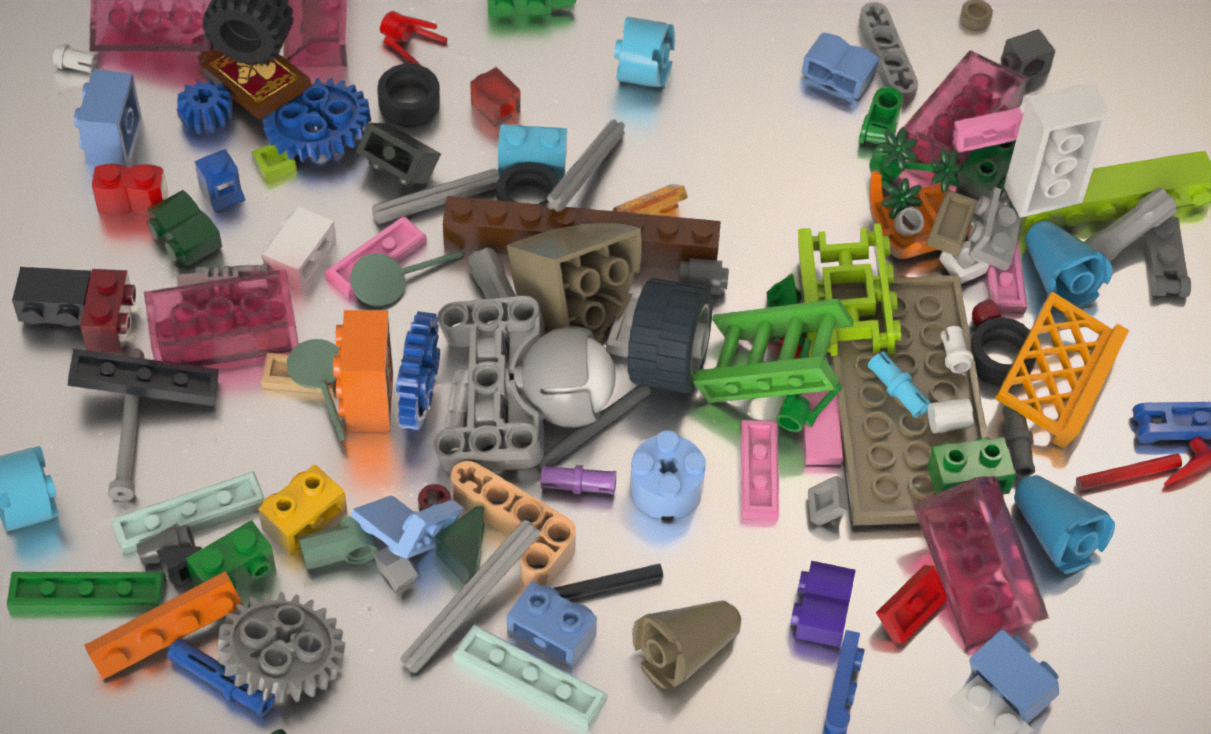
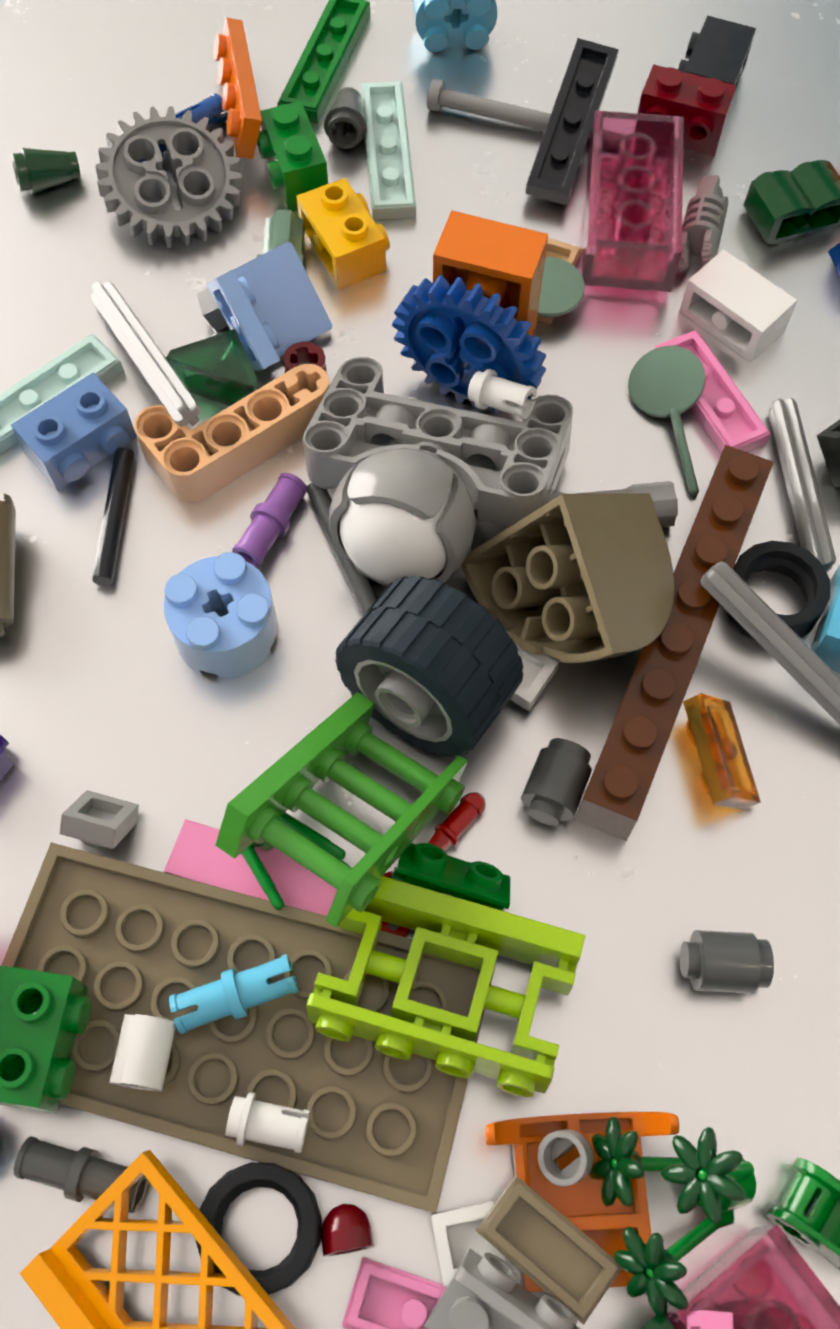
camera: 110 degrees right, 10 degrees up
(174, 563) = (317, 105): black slope -> none
(453, 348) = (505, 395): none -> white pin
(759, 470) = (193, 750): bright pink tile -> none
(773, 182) = (727, 961): none -> dark grey brick

